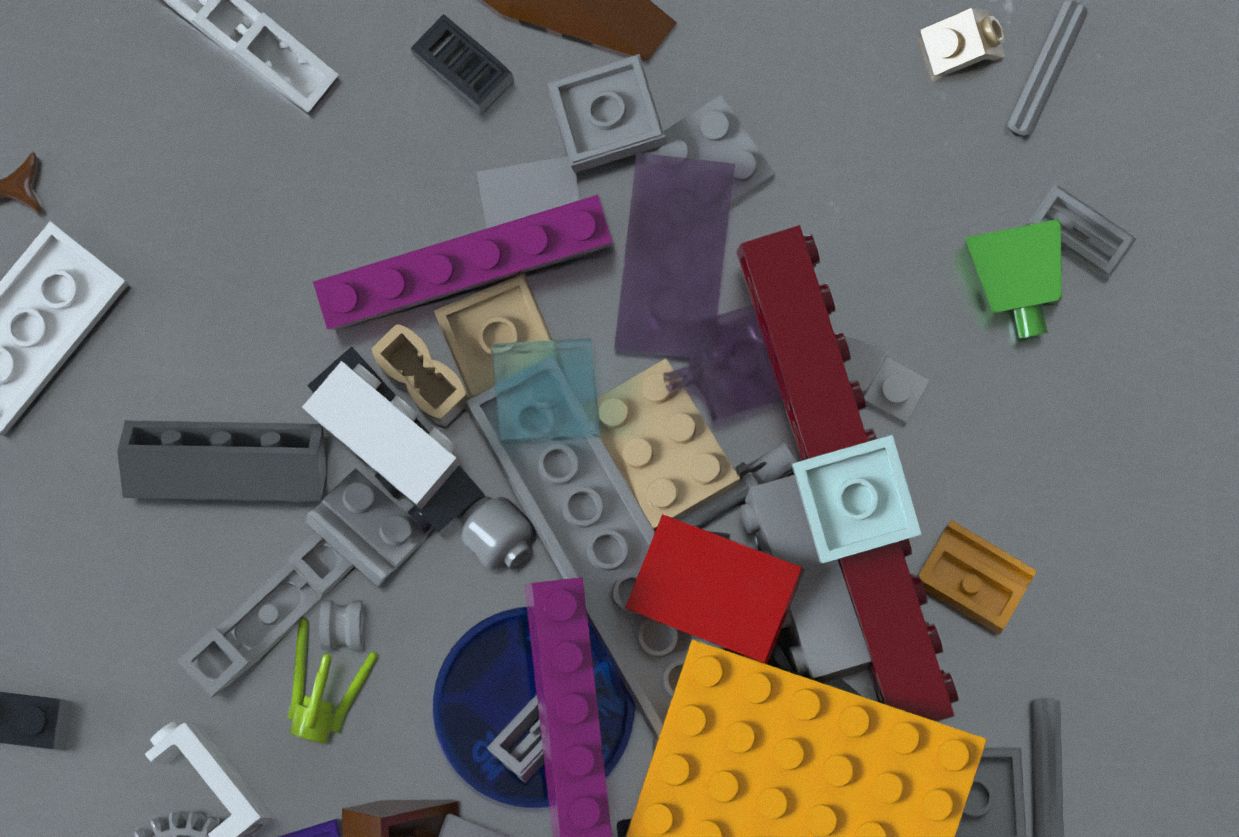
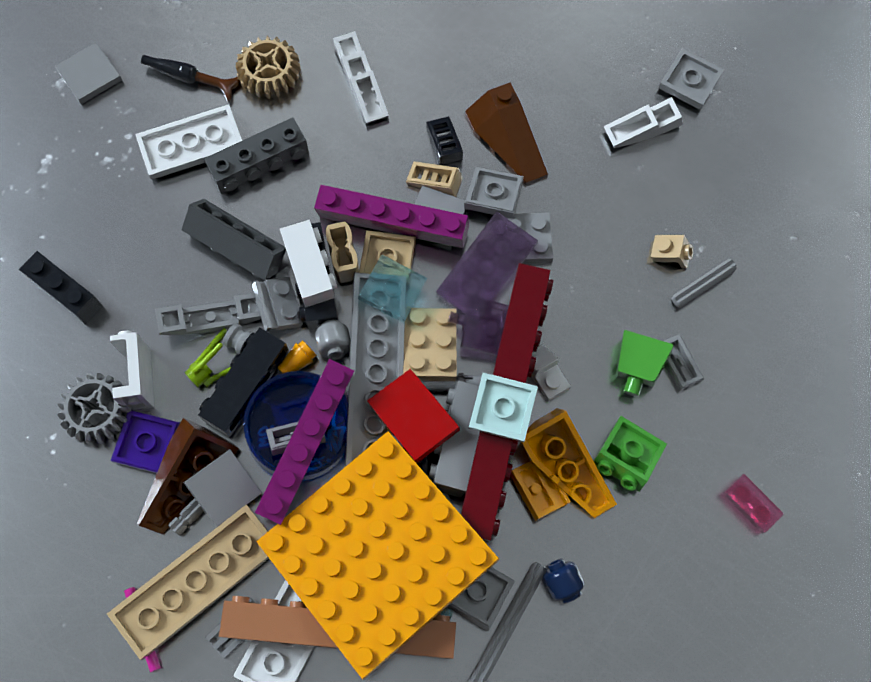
camera: 20 degrees right, 10 degrees down
(33, 104) = (269, 75): none -> tan gear
(161, 285) = (257, 155): none -> dark grey brick
(398, 691) = (247, 373): none -> black brick
(458, 599) = (297, 358): none -> light orange cone
(504, 123) = (450, 176): none -> tan slope
(991, 511) = (563, 457): none -> light orange wedge
(1086, 438) = (629, 454): none -> bright green plate
(1097, 702) = (564, 580): none -> dark blue head

